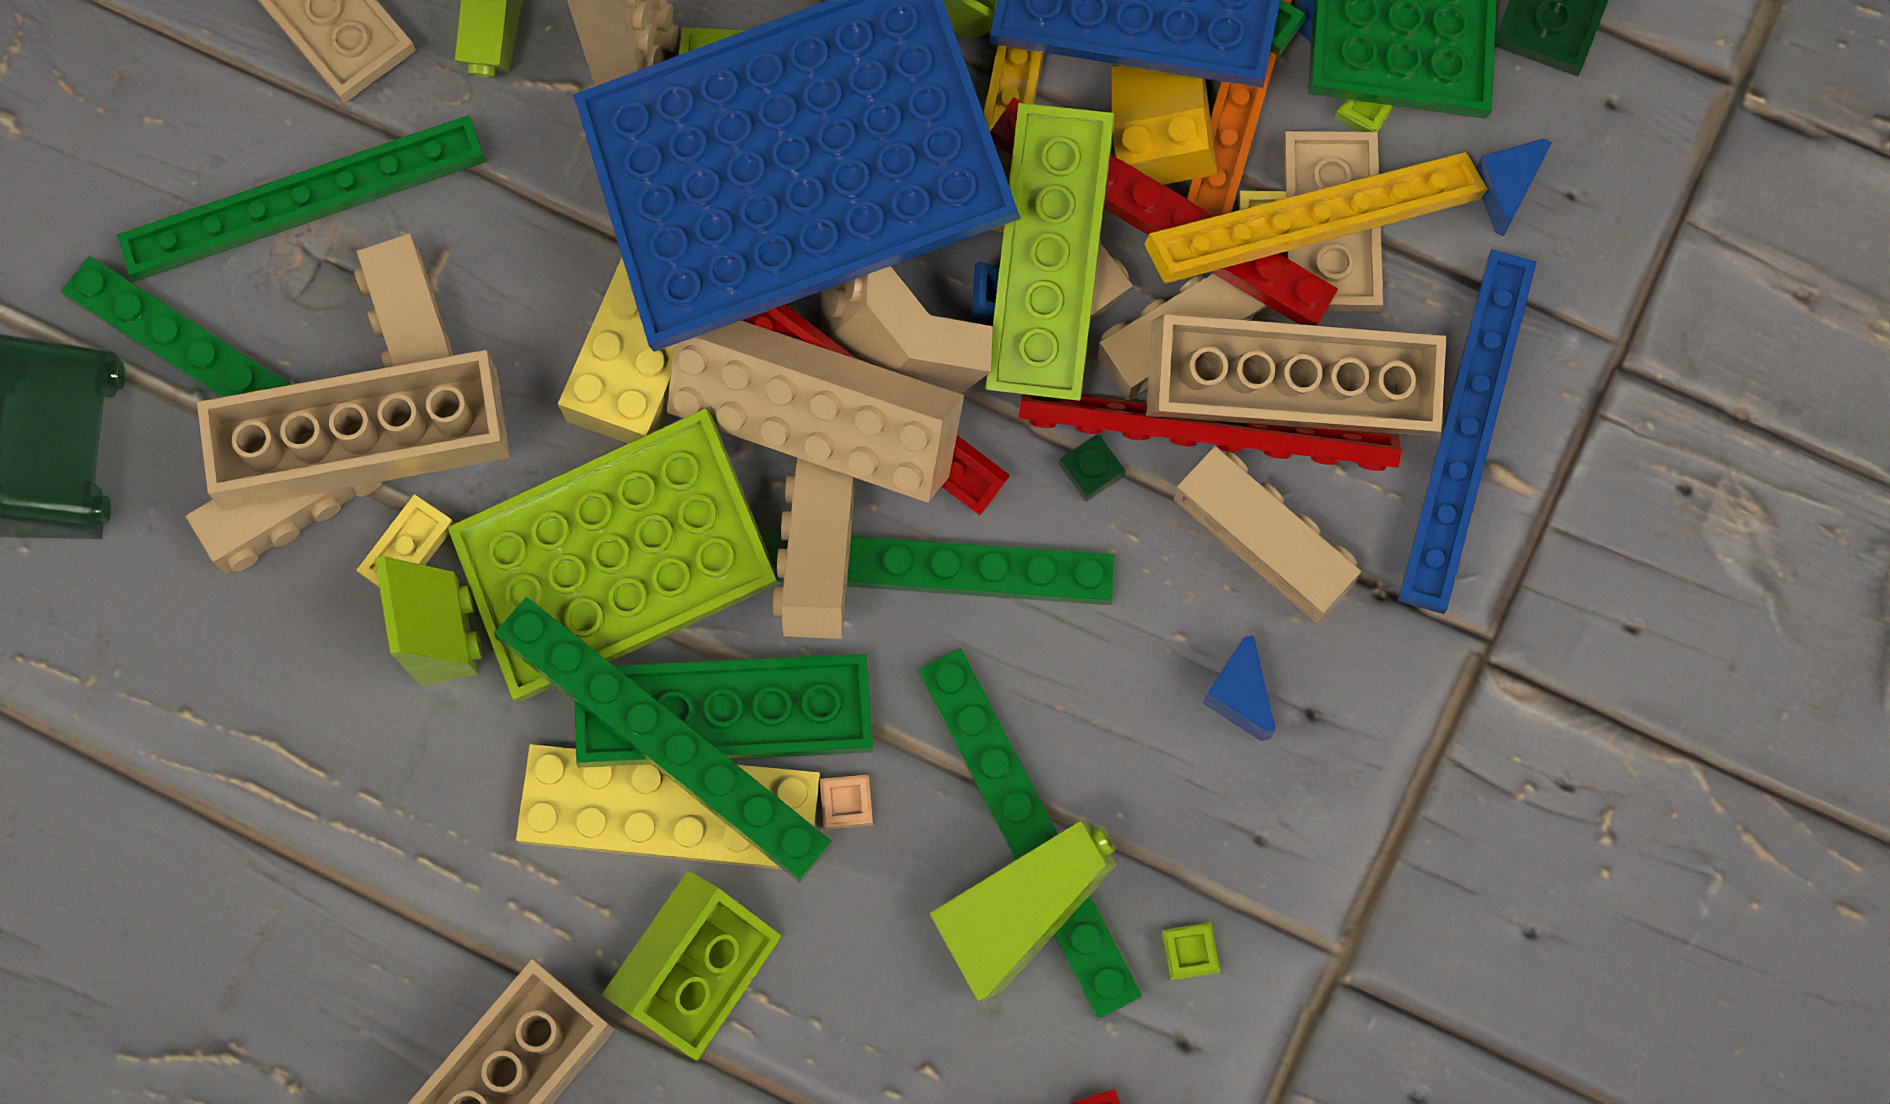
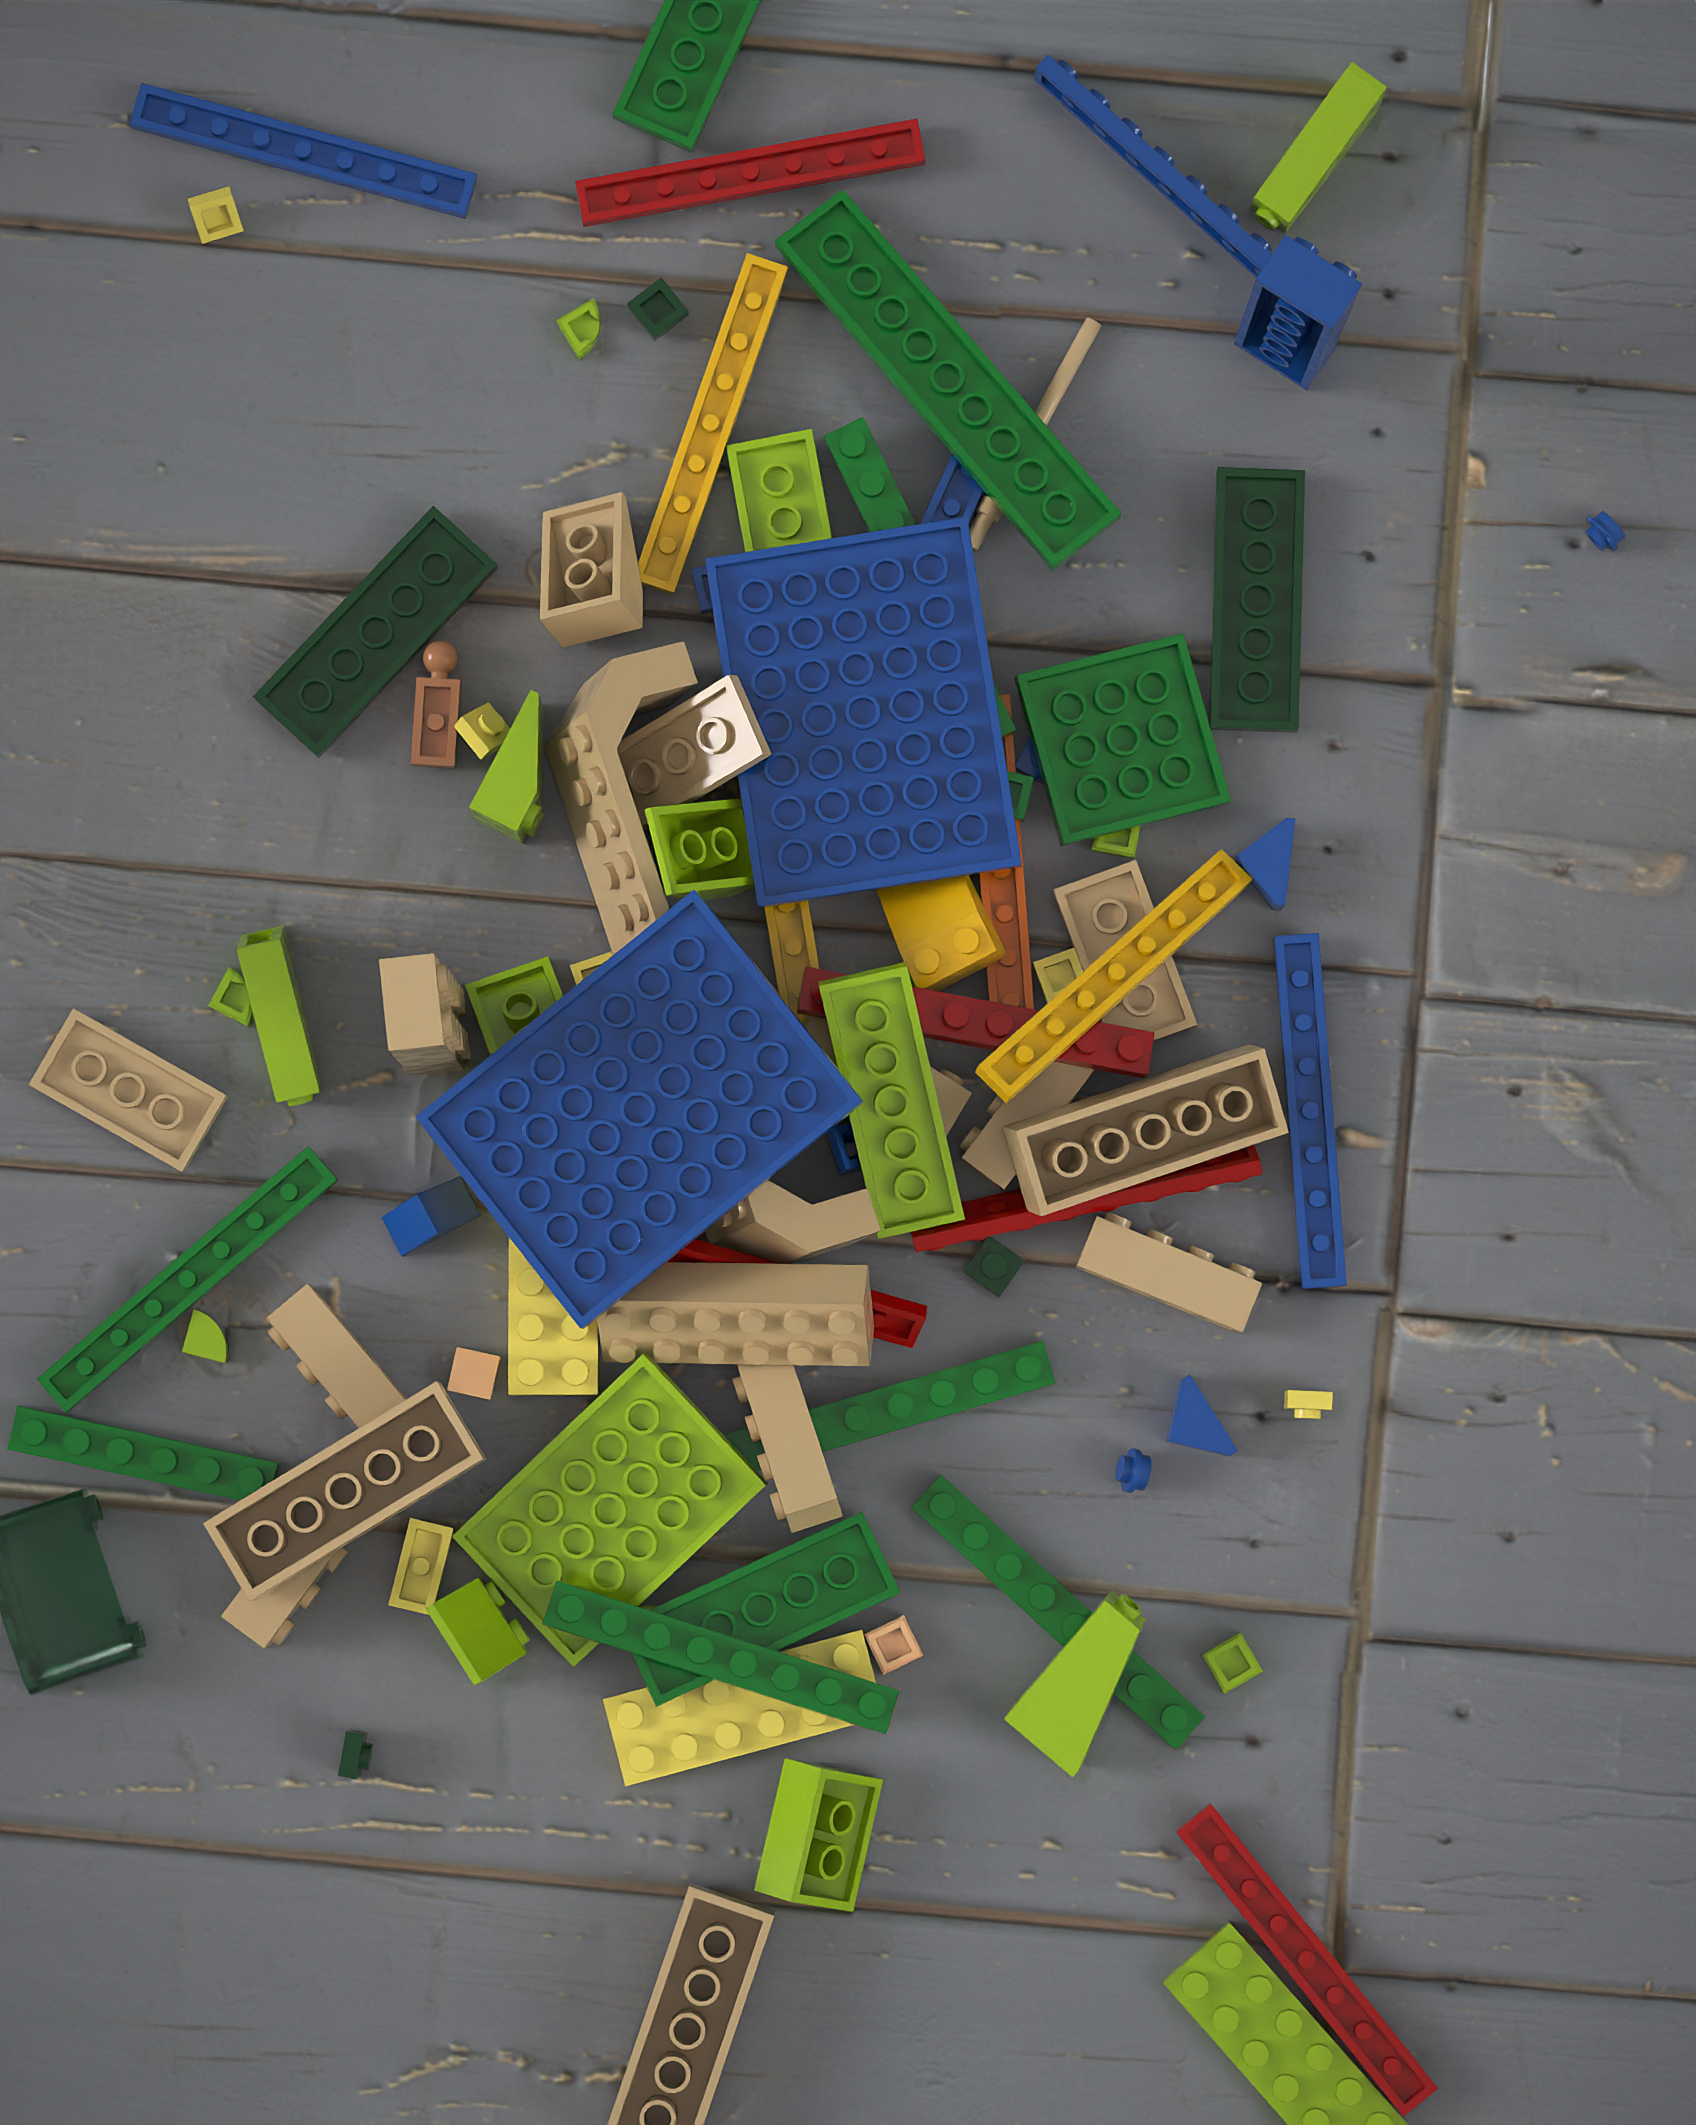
camera: 25 degrees left, 10 degrees up
(258, 704) = (355, 1754): none -> dark green plate
(295, 260) = (205, 1338): none -> lime tile
(537, 384) = (473, 1373): none -> light nougat tile
(559, 221) = (430, 1215): none -> blue slope
(1159, 715) = (1133, 1470): none -> blue plate
(1365, 712) = (1308, 1403): none -> light yellow plate

